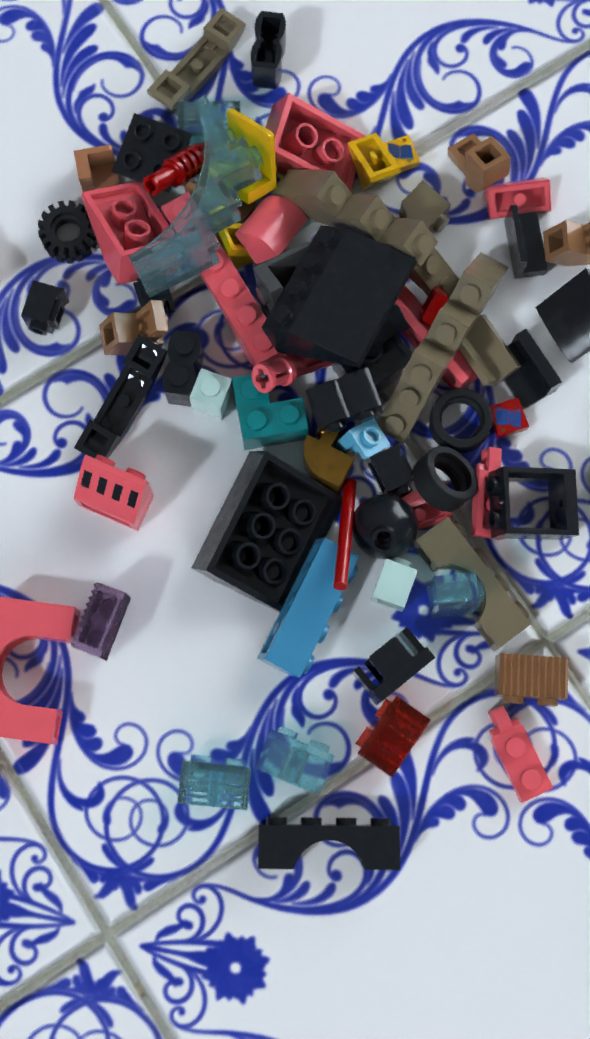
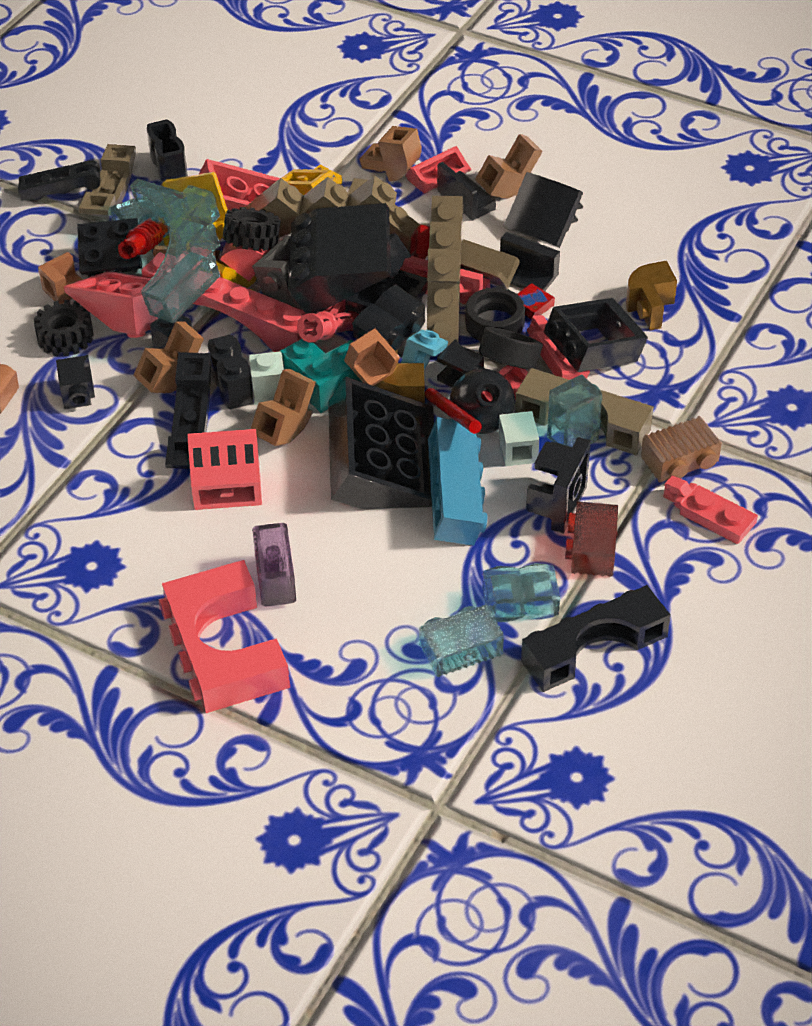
camera: 25 degrees left, 30 degrees down
(154, 35) = (60, 180): none -> black plate
(203, 446) = (288, 413): none -> medium nougat brick
(284, 204) = (251, 228): none -> black tyre
(300, 440) = (371, 358): none -> nougat panel

